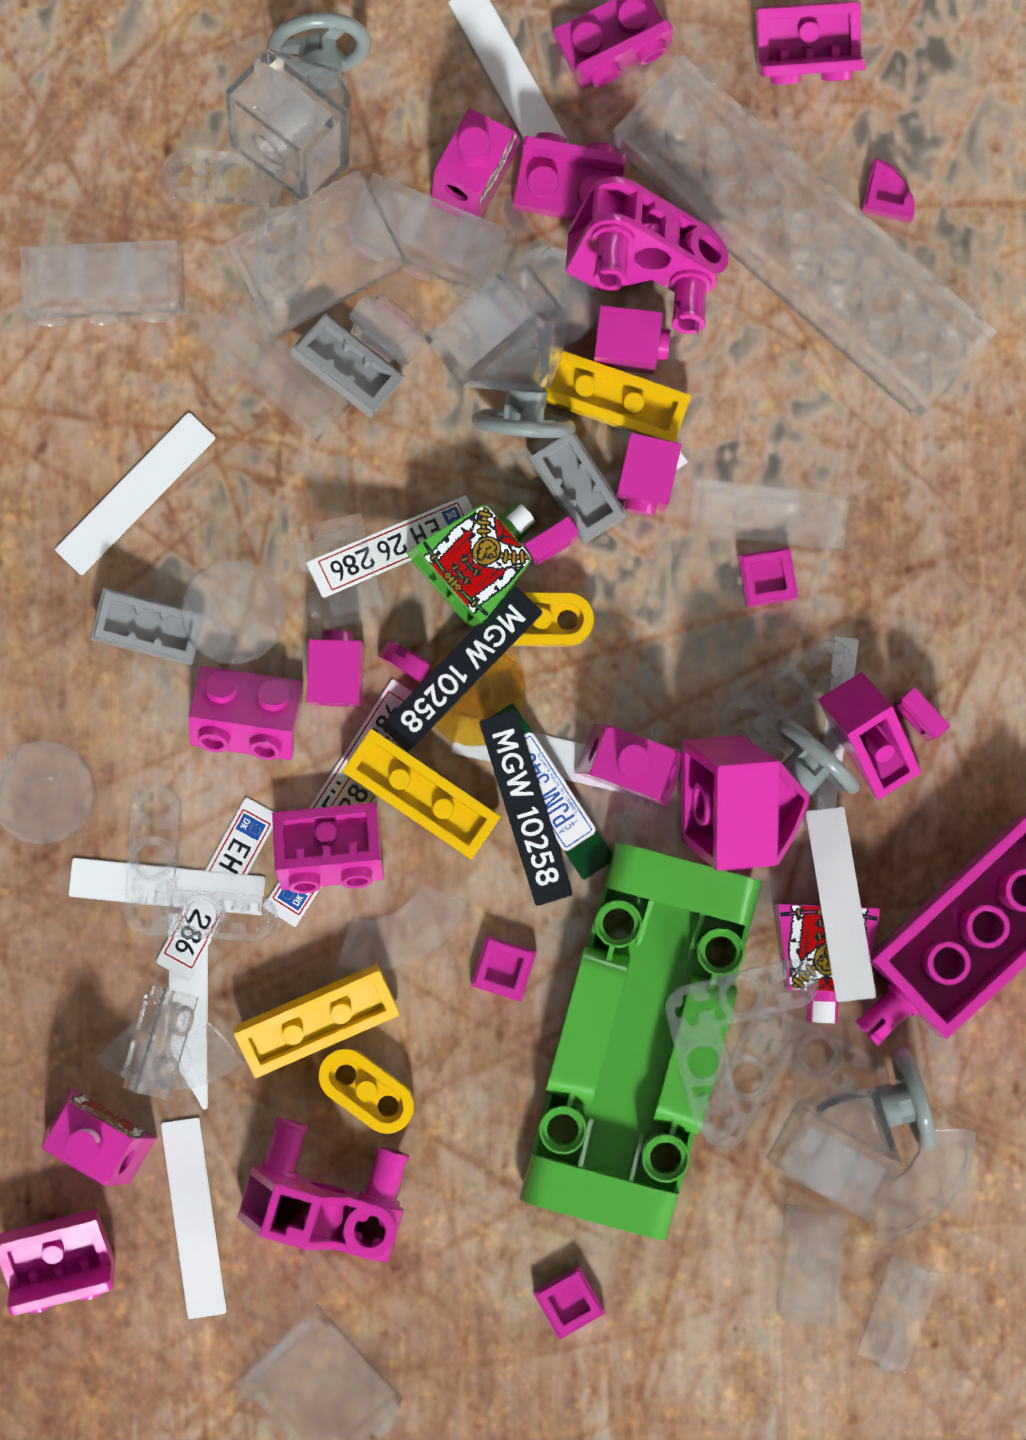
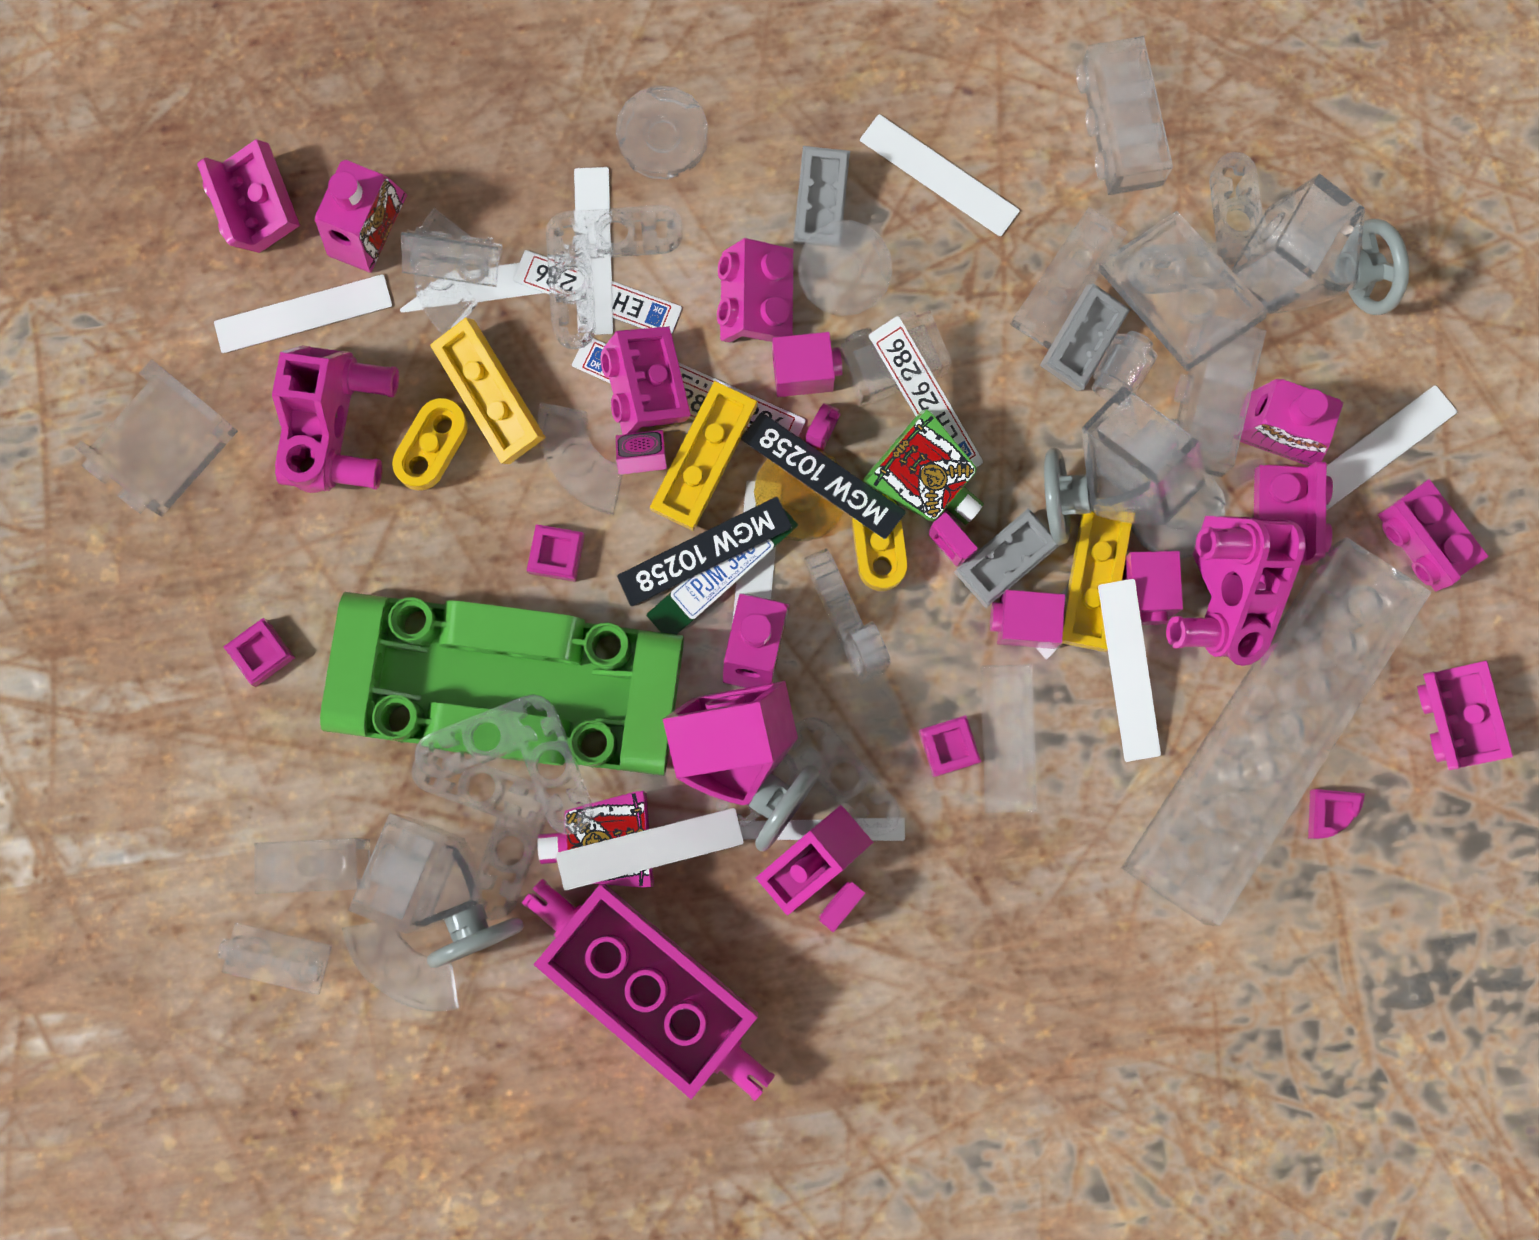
camera: 75 degrees right, 5 degrees down
(408, 862) = (640, 452): none -> dark pink tile
(657, 654) = (859, 642): none -> clear beam
(716, 377) = (1129, 670): none -> white sticker

